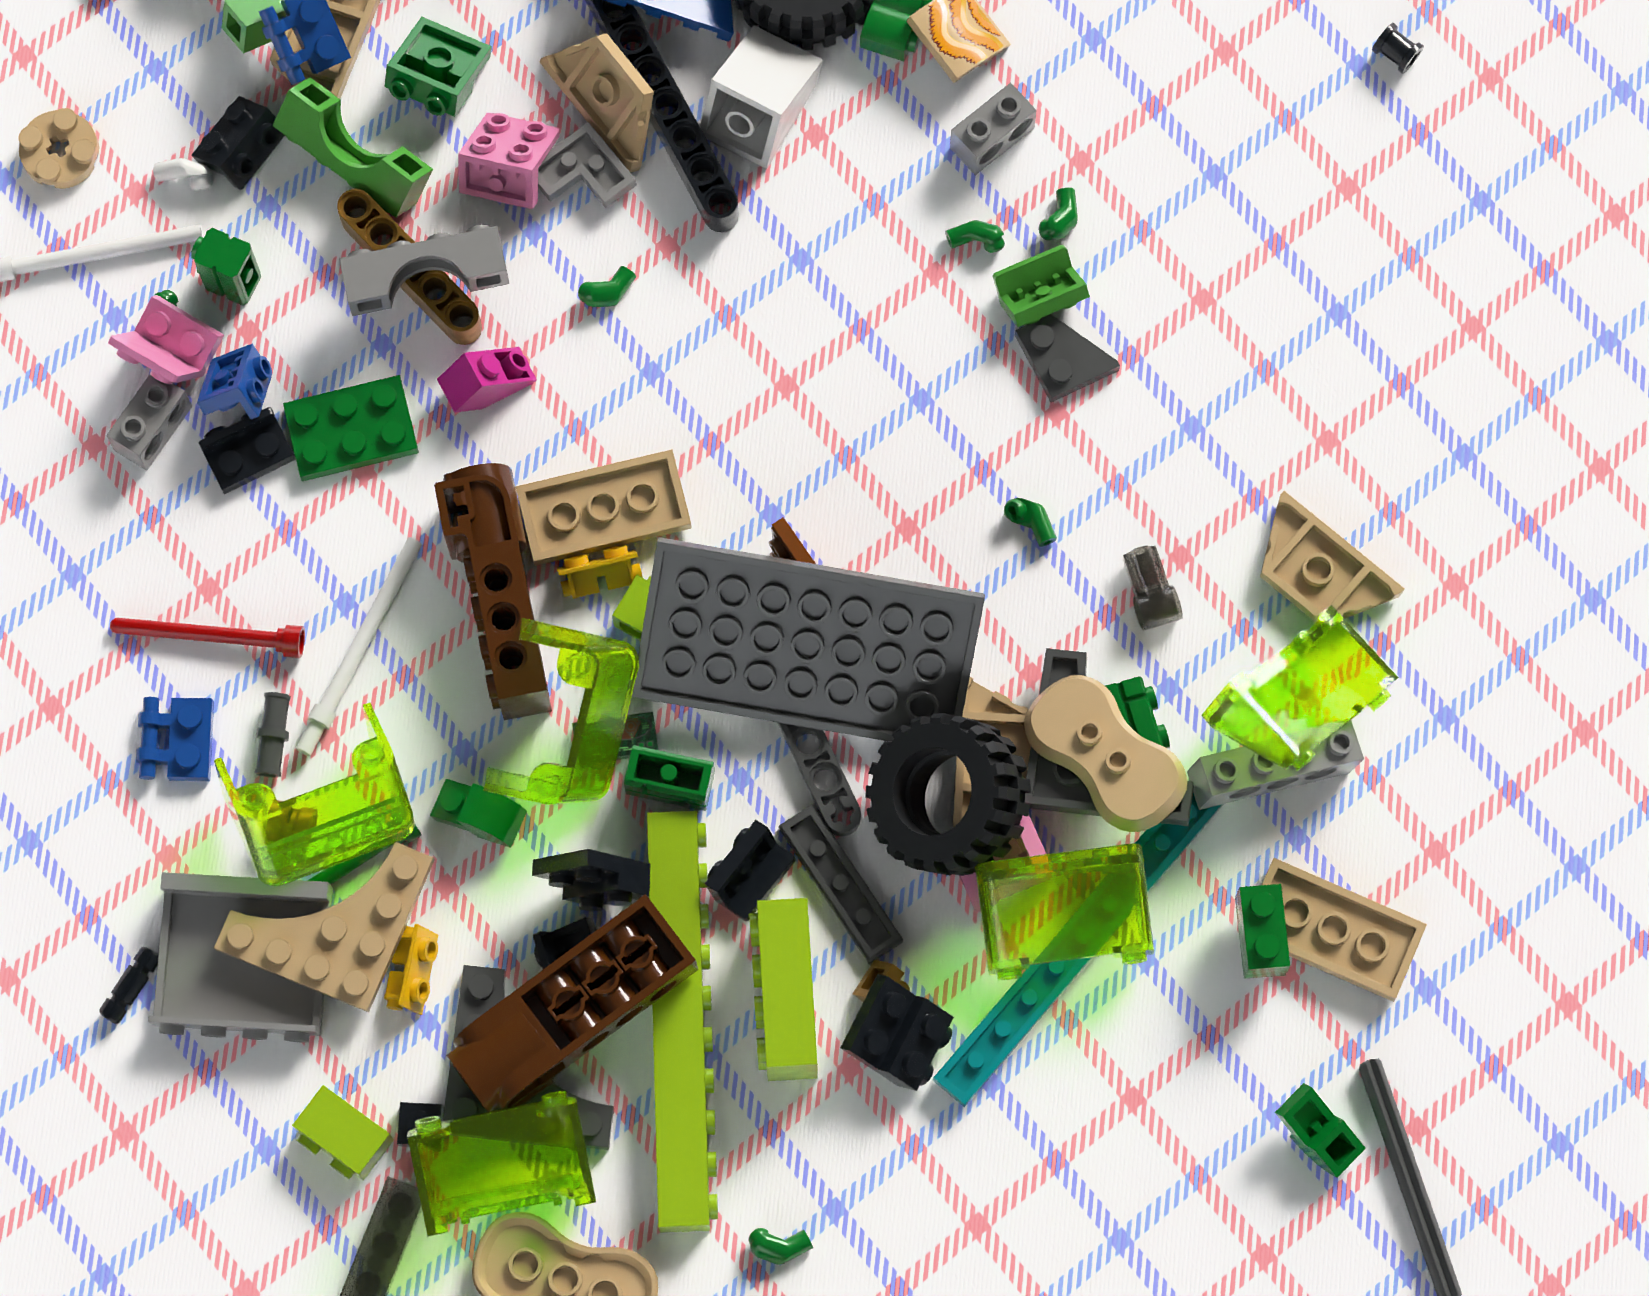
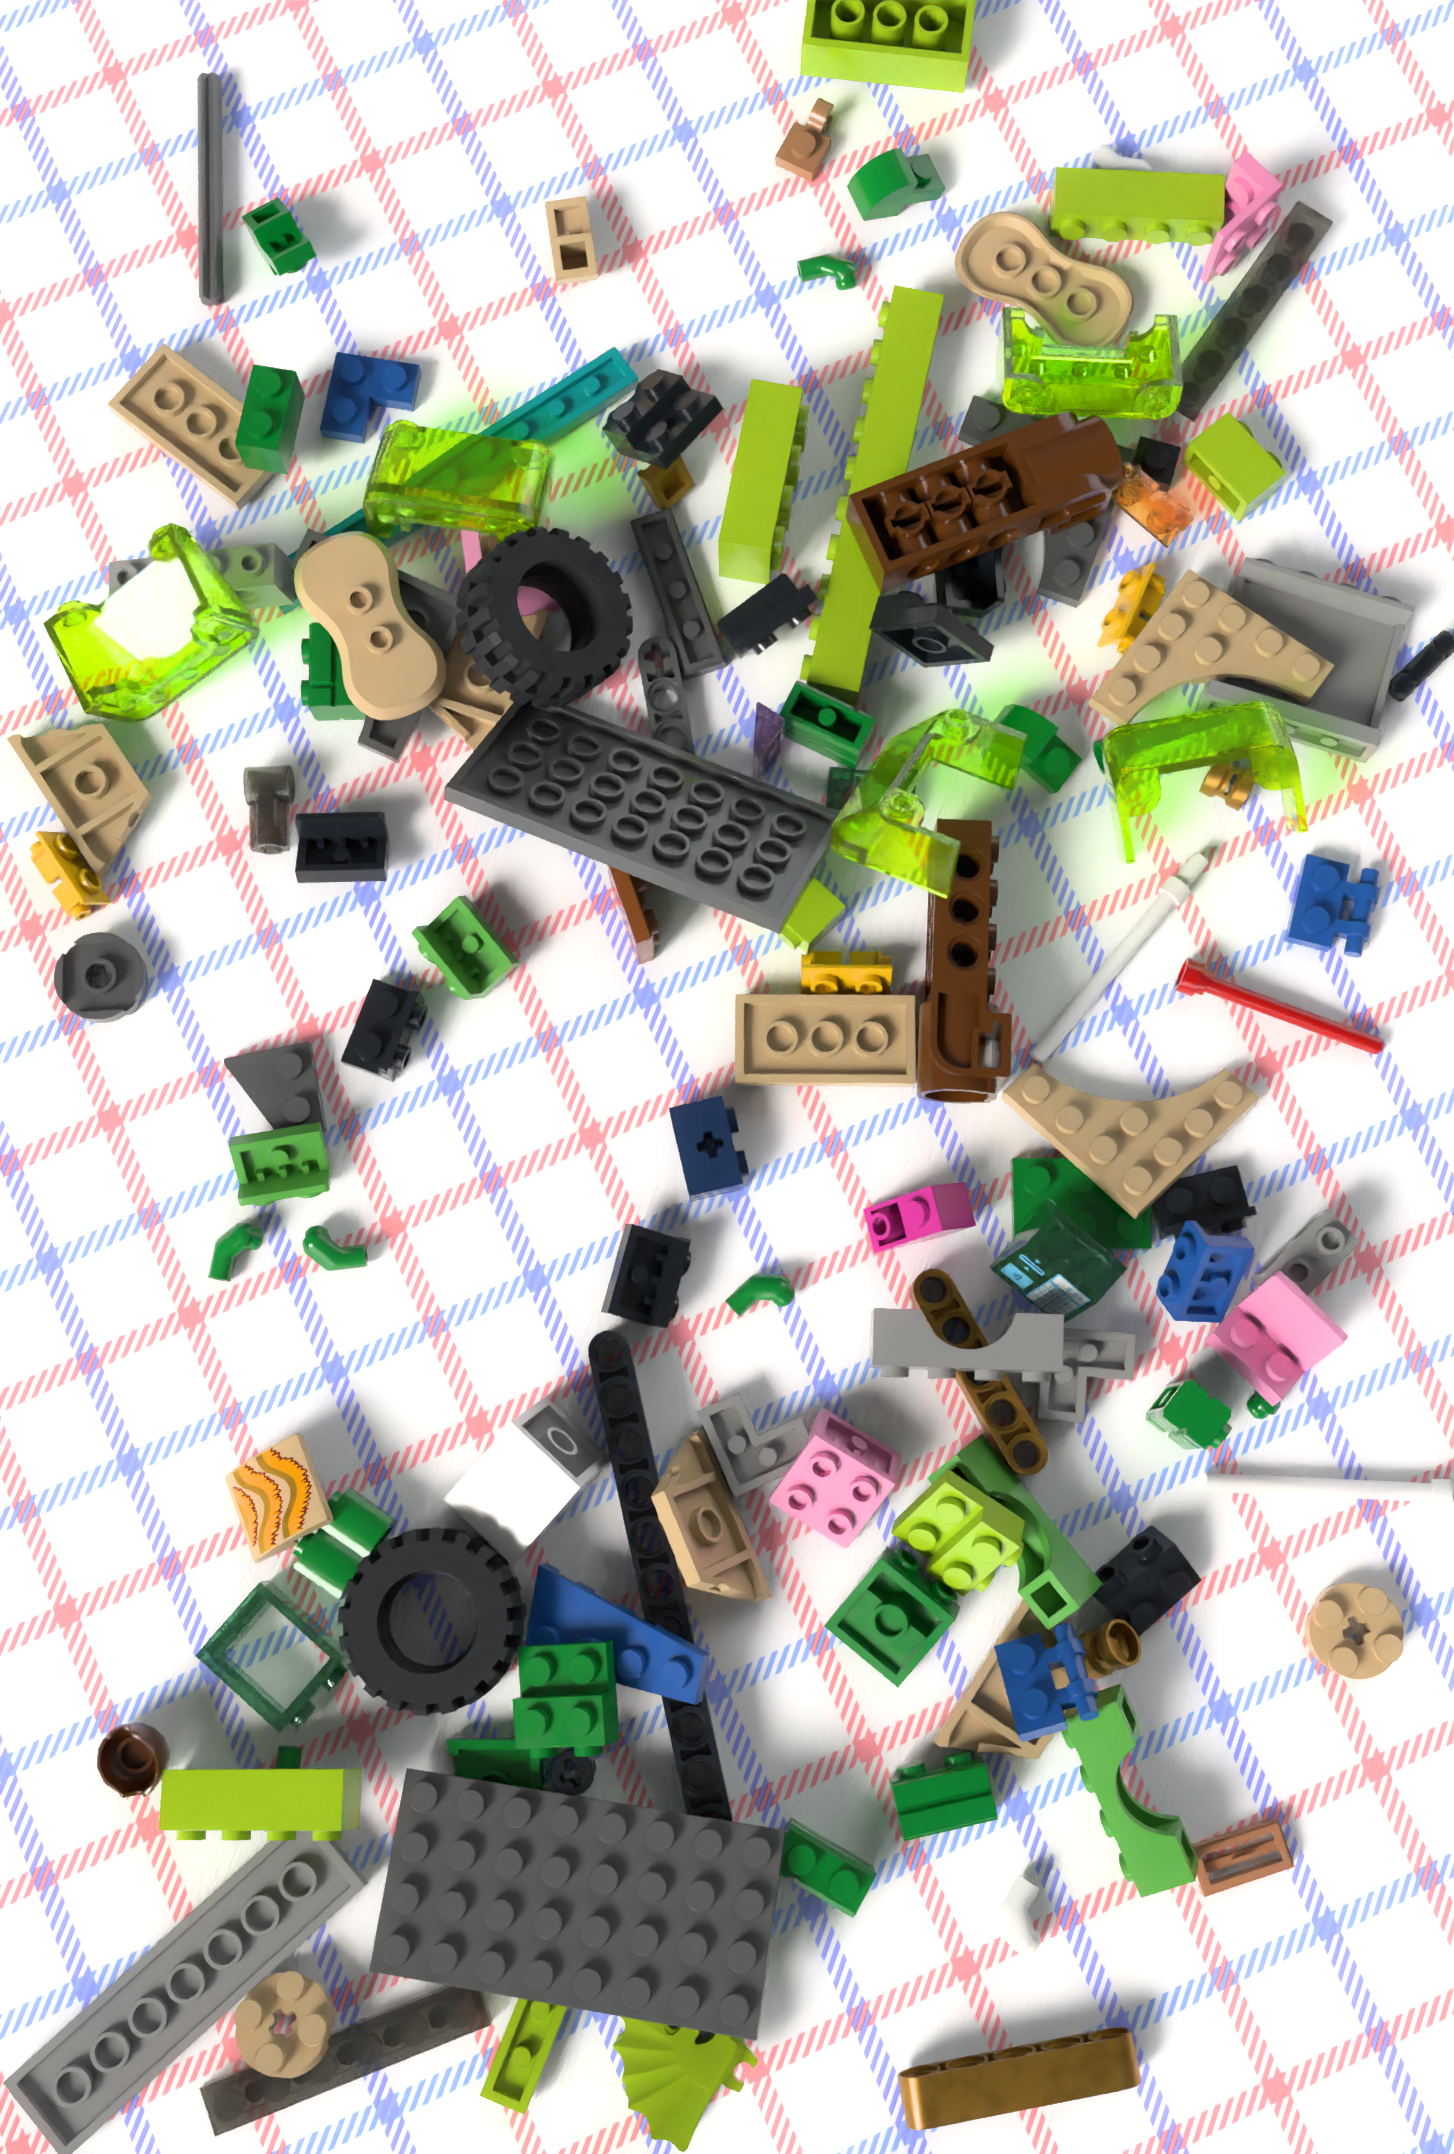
camera: 165 degrees left, 5 degrees up
(184, 168) = (1213, 1561): white arm -> none
(258, 80) = (1110, 1648): none -> pearl gold wheel
(272, 734) = (1230, 882): dark grey pin -> none
(316, 478) = (1130, 1145): none -> tan plate
(320, 303) = (1085, 1355): none -> light grey plate
(357, 365) = (1058, 1264): none -> clear green slope
(395, 130) = (961, 1533): none -> lime plate
(417, 1074) = (1150, 508): none -> clear orange hinge
(680, 368) = (702, 1121): none -> dark blue brick
(705, 275) = (647, 1276): none -> black bracket
(719, 746) = (767, 740): none -> clear purple slope
(939, 504) = (465, 950): none -> bright green bracket
(990, 426) = (384, 1030): none -> black bracket
(992, 128) = (275, 1368): light grey brick -> none
(1032, 516) = (370, 920): green arm -> none
(1035, 1198) = (571, 240): none -> tan brick
(1073, 565) = (342, 847): none -> black bracket
(1201, 1012) = (363, 382): none -> blue plate
(1260, 388) = (119, 996): none -> dark grey plate
(1297, 479) = (59, 857): none -> yellow hinge

